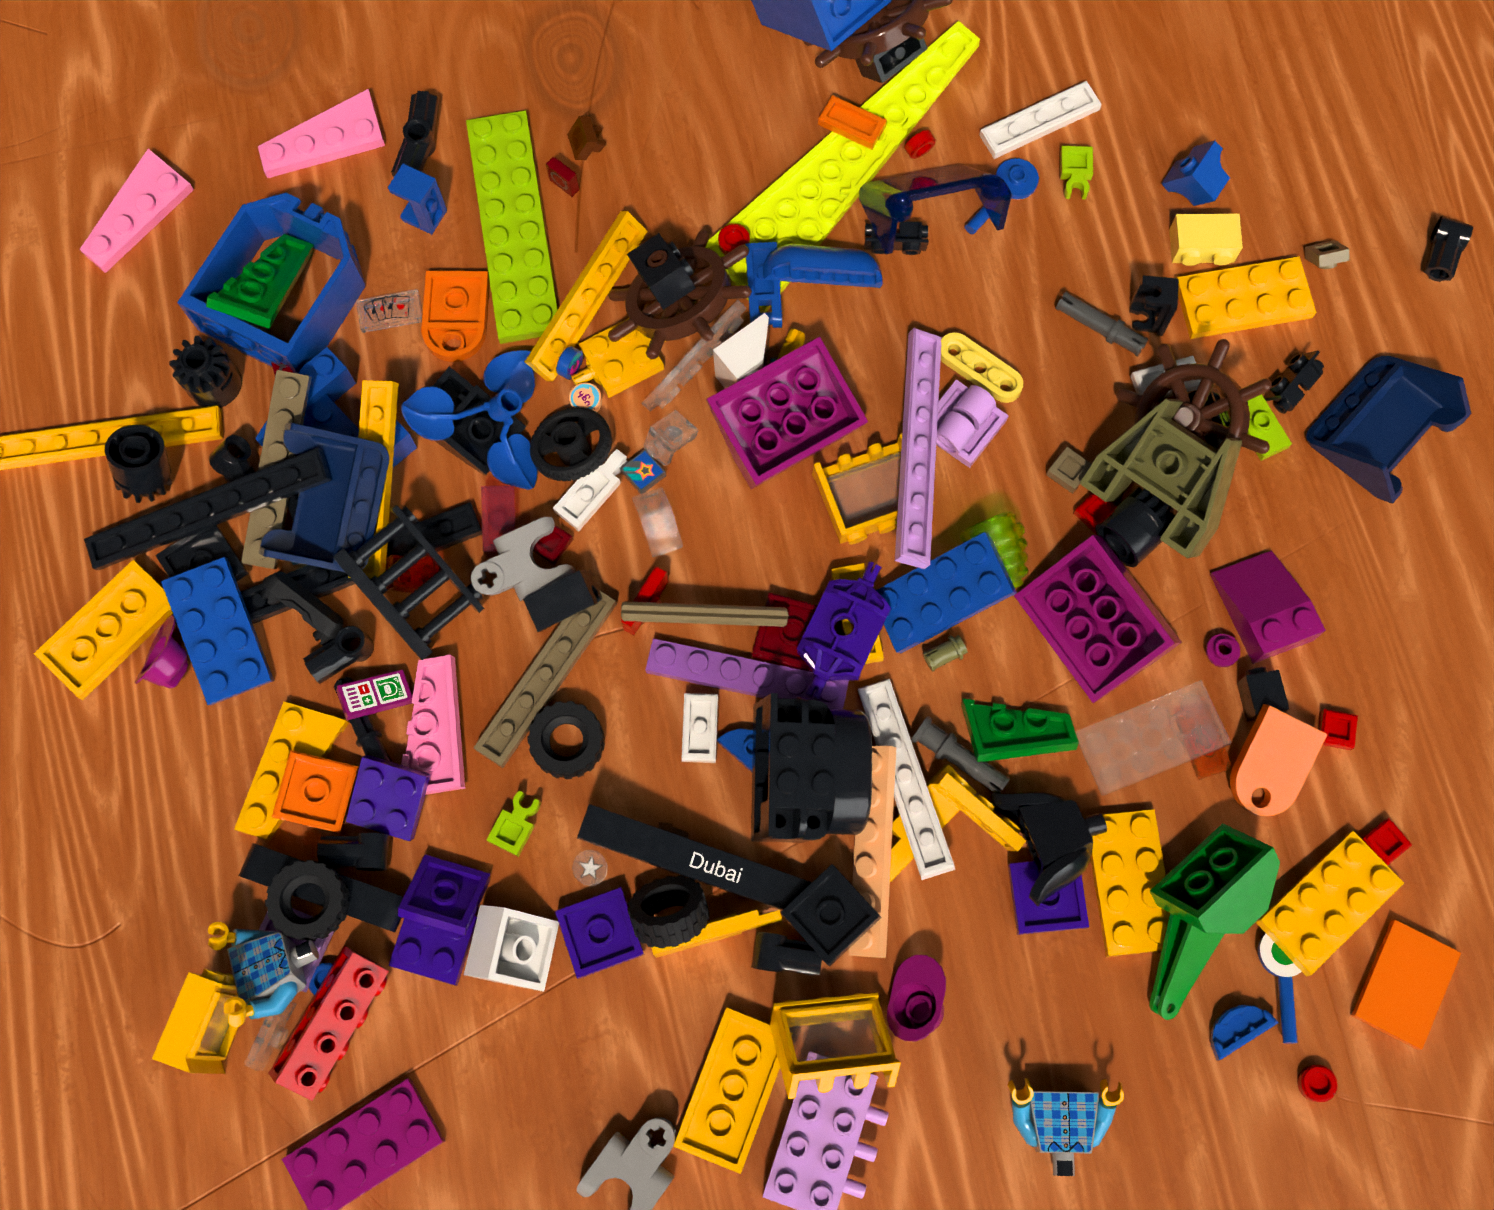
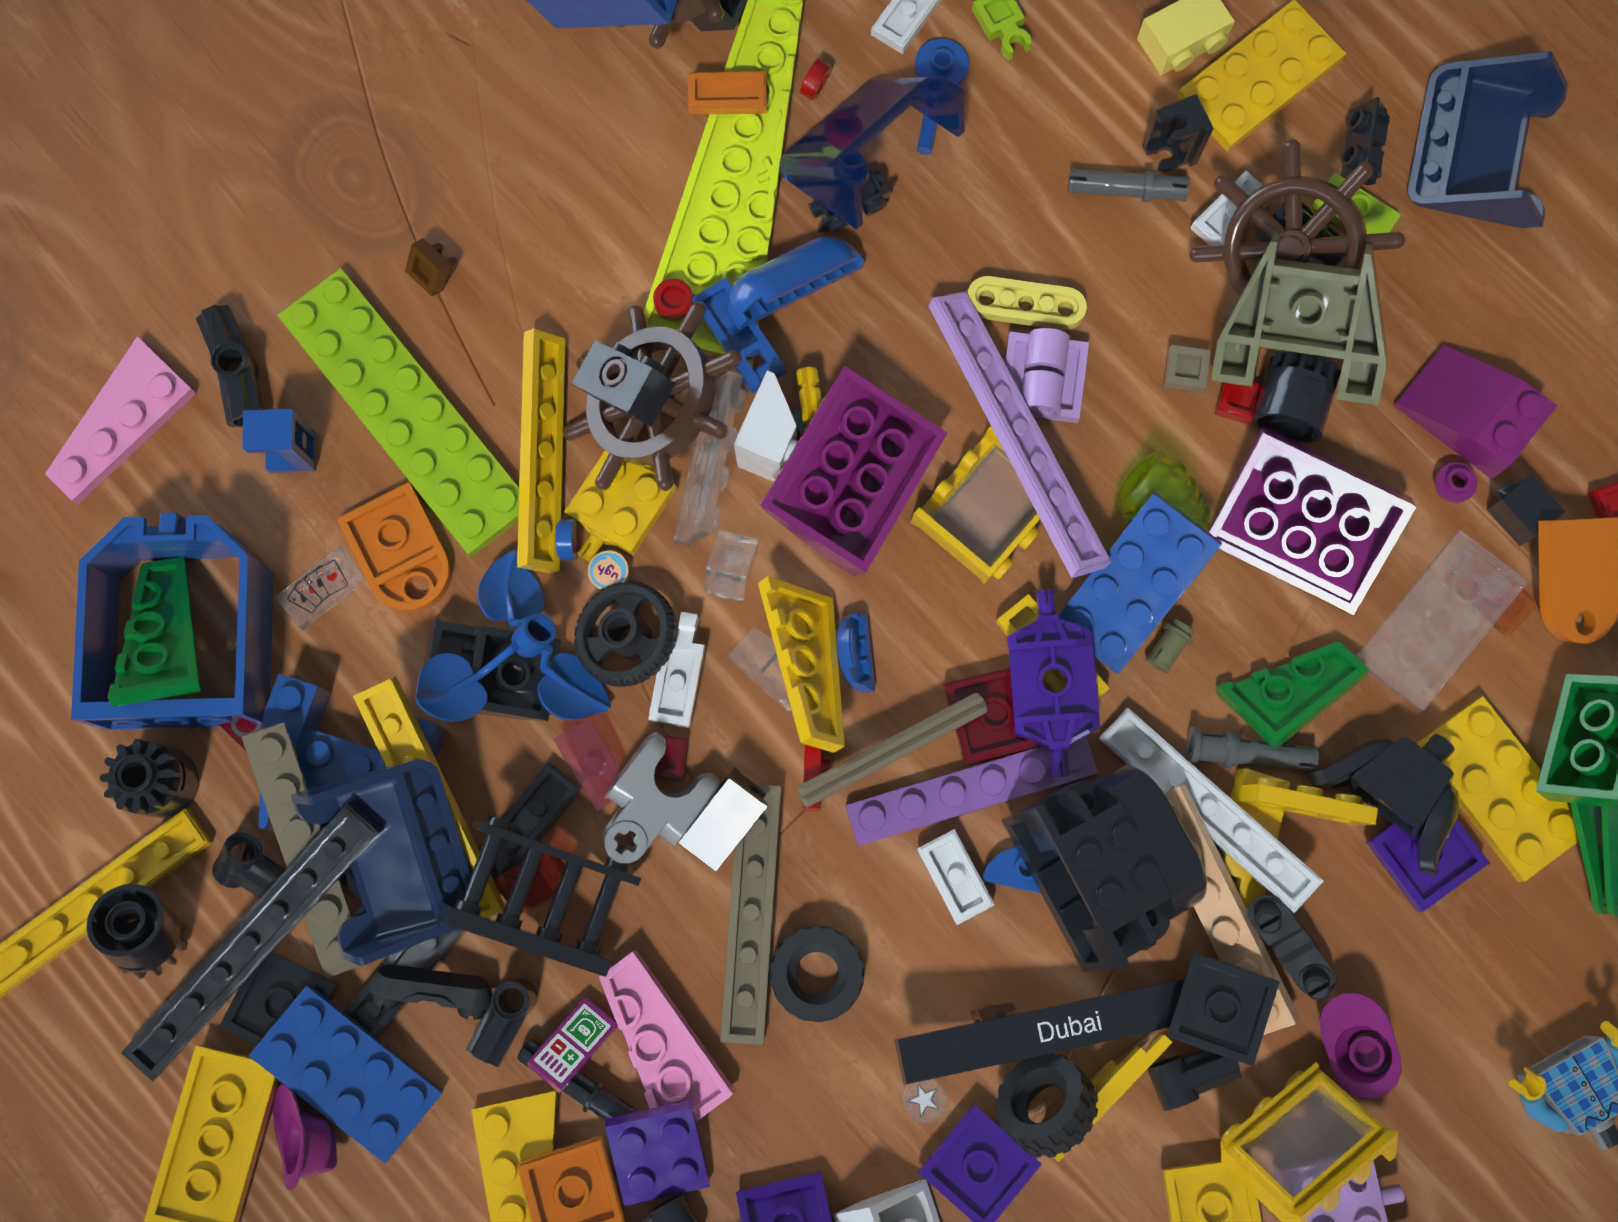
camera: 30 degrees left, 5 degrees up
(513, 830) = (816, 1108): lime plate -> none
(562, 176) = (431, 324): dark red tile -> none
(643, 472) = (722, 620): tile -> none
(682, 522) = (808, 658): none -> yellow wing
(720, 539) = (855, 651): none -> blue plate
(909, 903) = (1292, 946): none -> black piece

